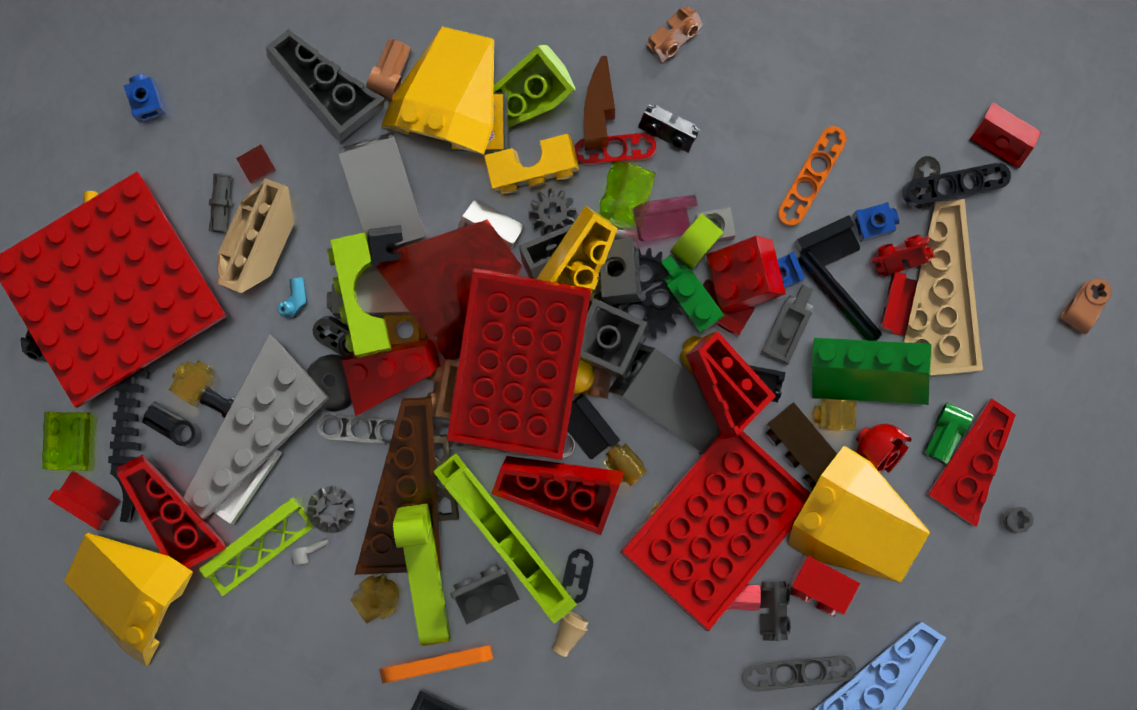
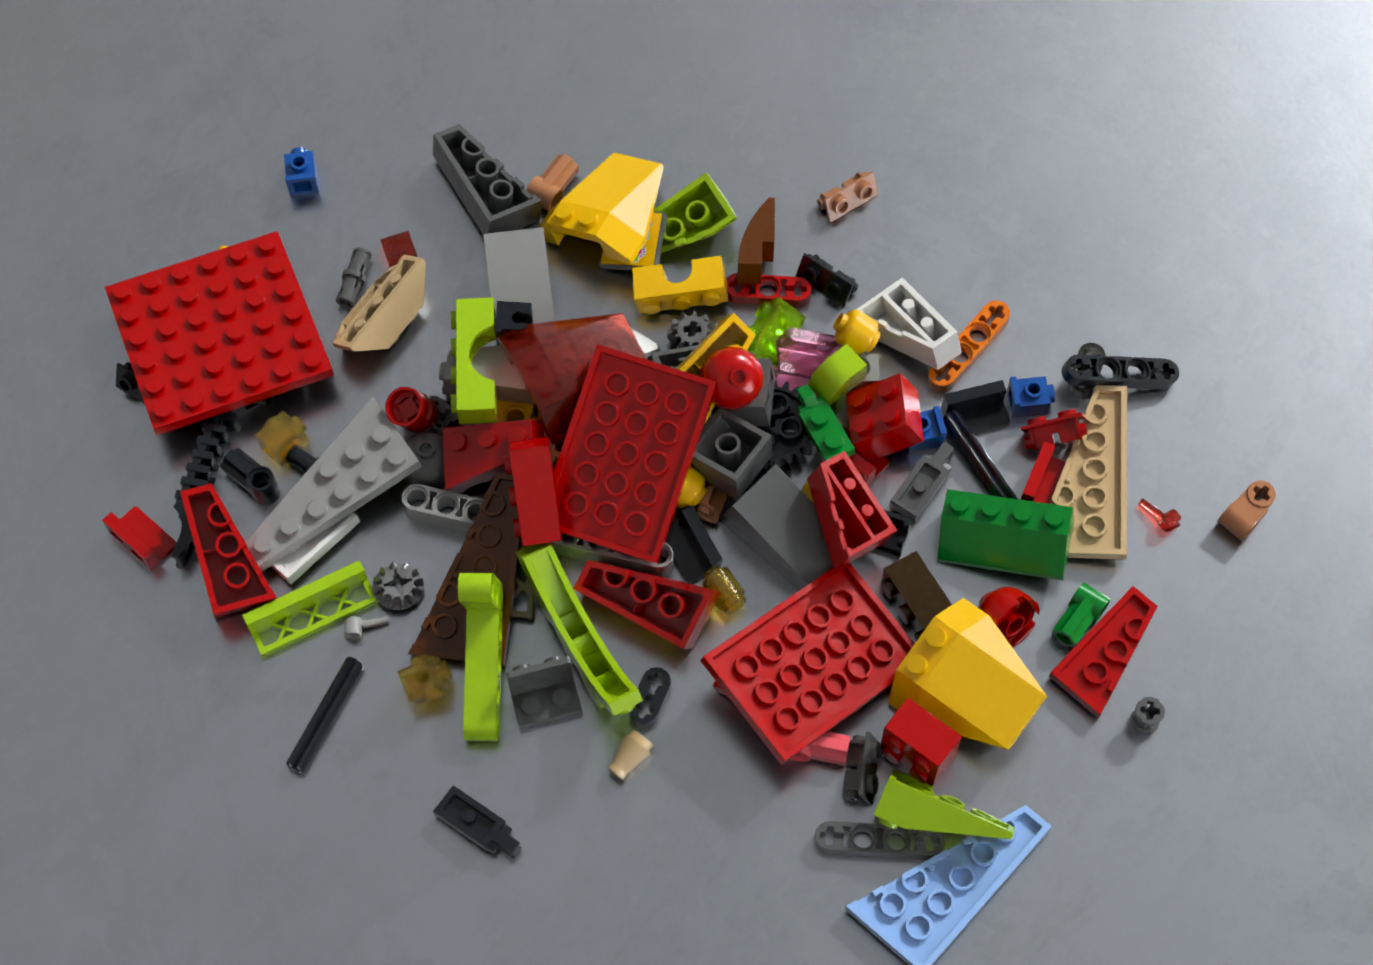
camera: 10 degrees right, 20 degrees down
(66, 441) = (136, 472): clear neon green bracket -> none
(126, 590) = (155, 624): yellow wedge -> none
(292, 642) = (324, 715): none -> black axle
(295, 301) = (411, 377): medium azure arm -> none
(307, 341) = (411, 409): none -> red wheel
(436, 664) = (476, 761): orange beam -> none
(440, 418) = (533, 491): none -> red wedge
(604, 274) = (737, 377): none -> red cylinder
(707, 192) = (857, 331): none -> yellow head
(754, 171) = (912, 325): none -> white wedge
(832, 644) = (916, 807): none -> lime wedge
(835, 415) = (960, 576): clear yellow brick -> none
(1006, 135) = (1177, 338): red panel -> none
(1015, 325) = (1166, 521): none -> clear red hand

